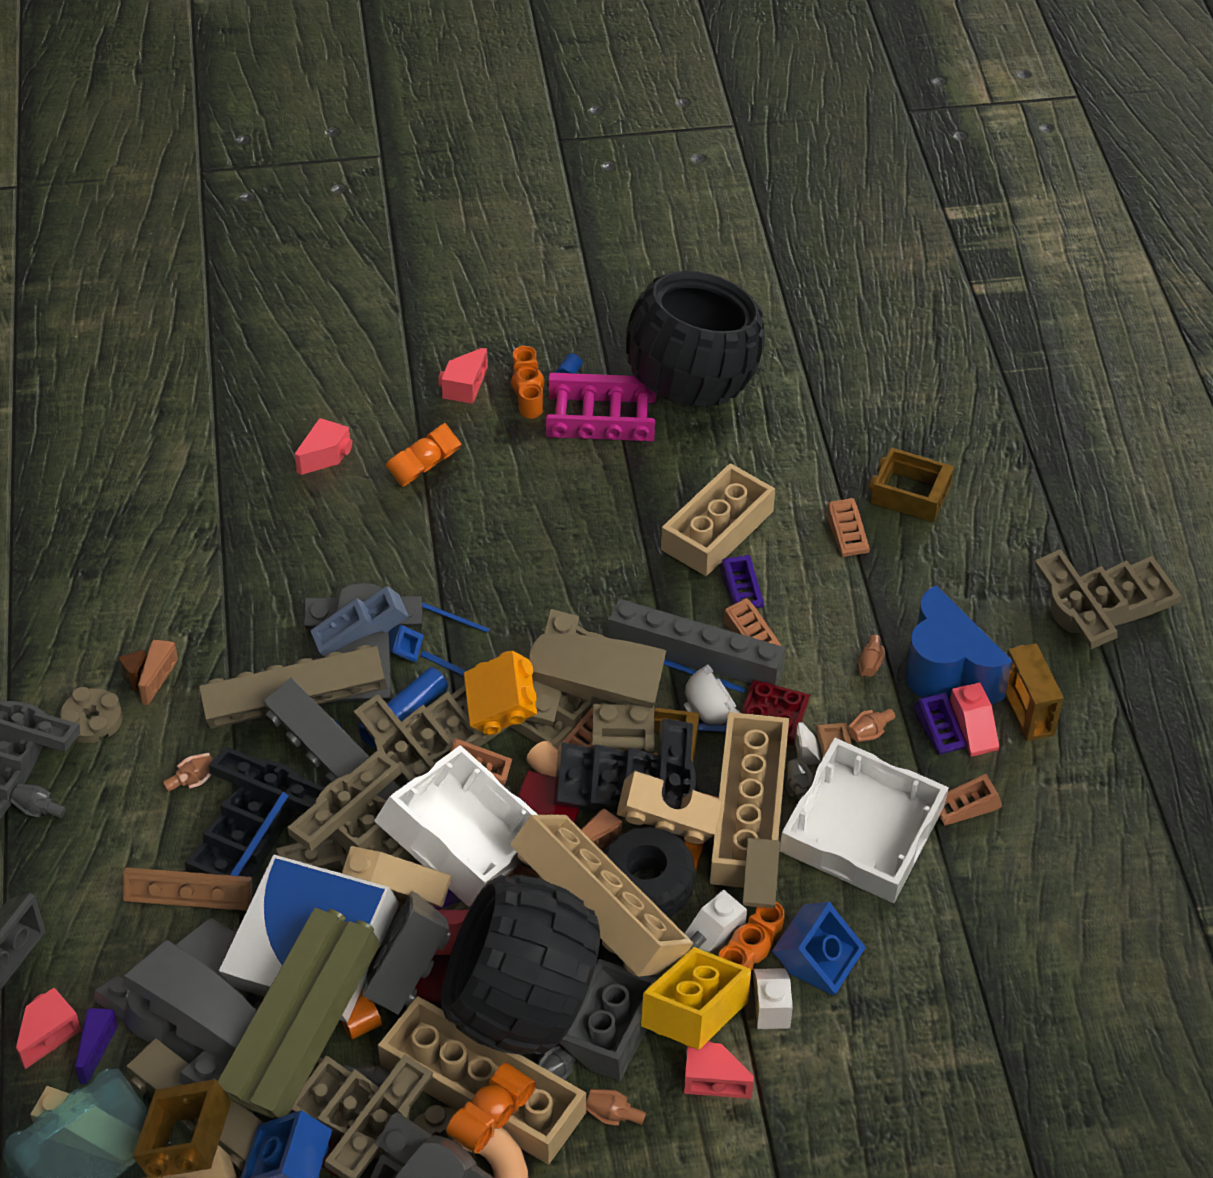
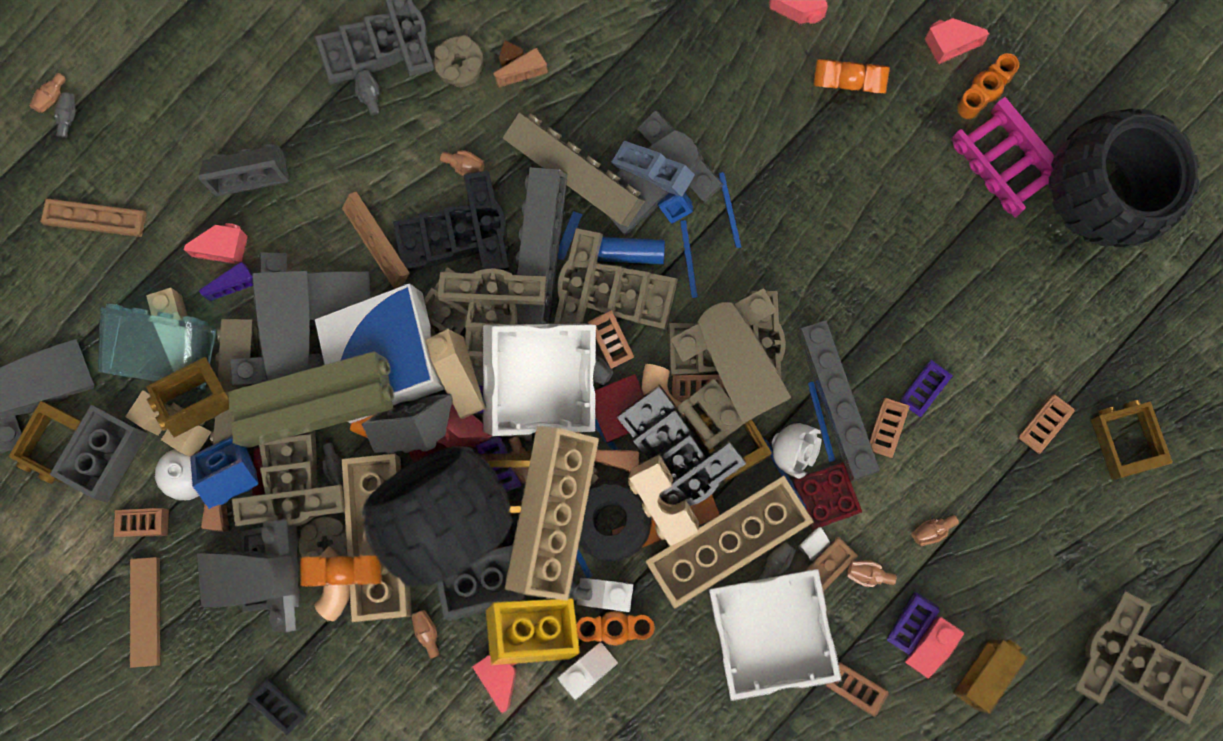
camera: 60 degrees right, 30 degrees up
(257, 838) = (441, 251): blue piece -> none
(500, 693) = (667, 311): light orange brick -> none
(571, 364) = (1030, 102): blue hinge -> none
(717, 519) = (968, 328): tan brick -> none
(761, 873) = (663, 601): dark tan slope -> none
(819, 947) = (647, 676): blue slope -> none
(953, 652) = (978, 591): blue brick -> none

